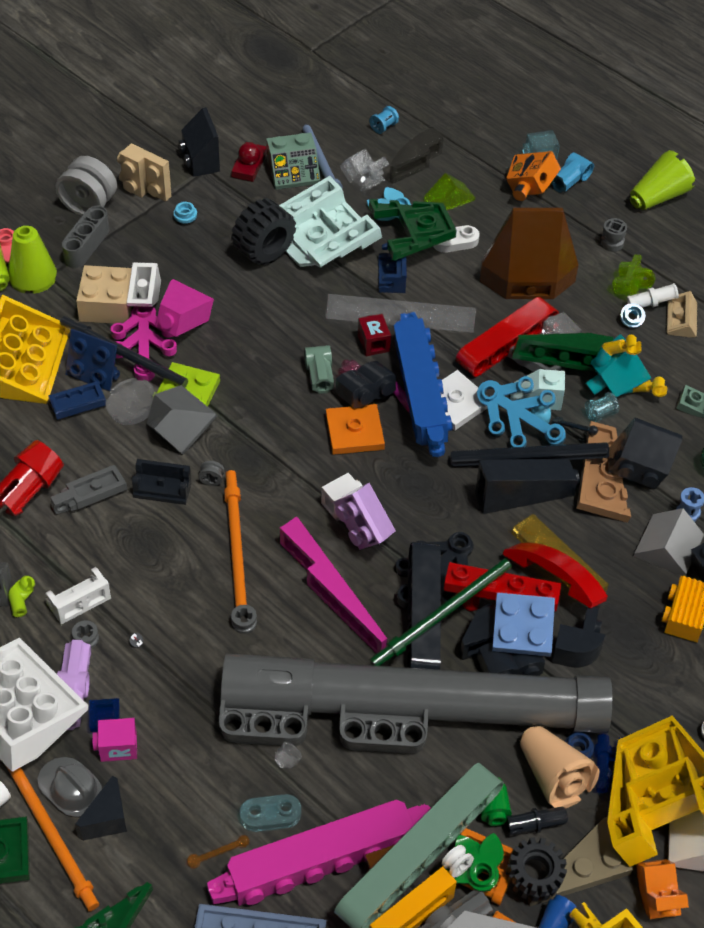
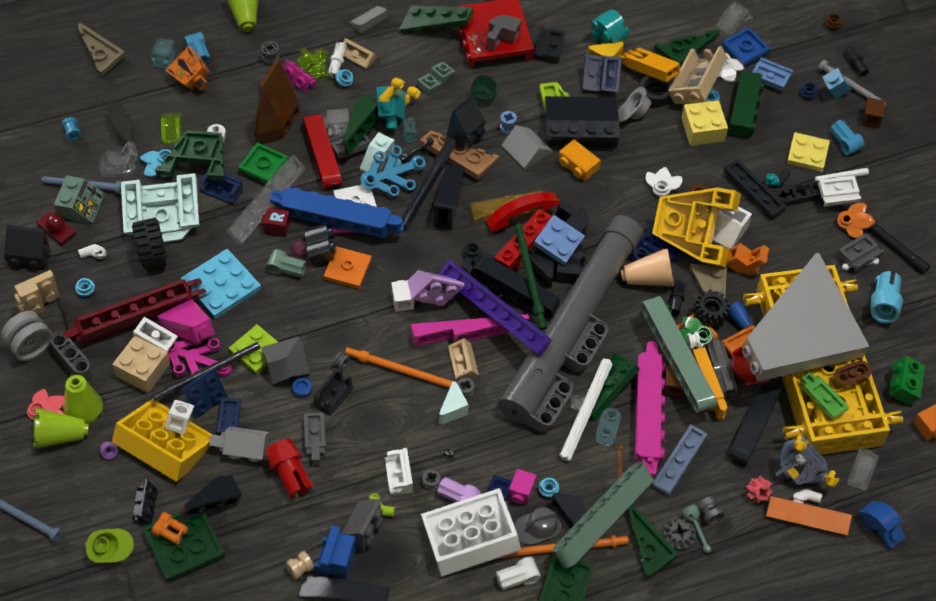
camera: 65 degrees left, 5 degrees up
(42, 420) = (242, 443): none -> light grey hinge
(46, 350) = (179, 417): none -> white brick
(110, 852) = (603, 514): none -> sand green beam
(130, 401) = (250, 384): clear tile -> none
(131, 767) = (548, 482): none -> medium azure plate
(156, 451) = (302, 388): none -> blue tile
(171, 258) = (132, 311): none -> dark red hinge
(206, 613) = (454, 406): none -> light aqua slope
(238, 200) = (92, 250): none -> white arm
(260, 323) = (225, 283): none -> medium azure plate
(279, 770) = (585, 410): none -> white axle
(287, 602) = (463, 359): none -> tan slope
(350, 790) = (618, 377): none -> dark green wing
(366, 596) = (498, 309): none -> dark purple plate
(451, 288) = (262, 163): none -> green plate
(507, 101) = (104, 53): none -> dark tan wing
(603, 273) = (298, 77): none -> dark pink hinge

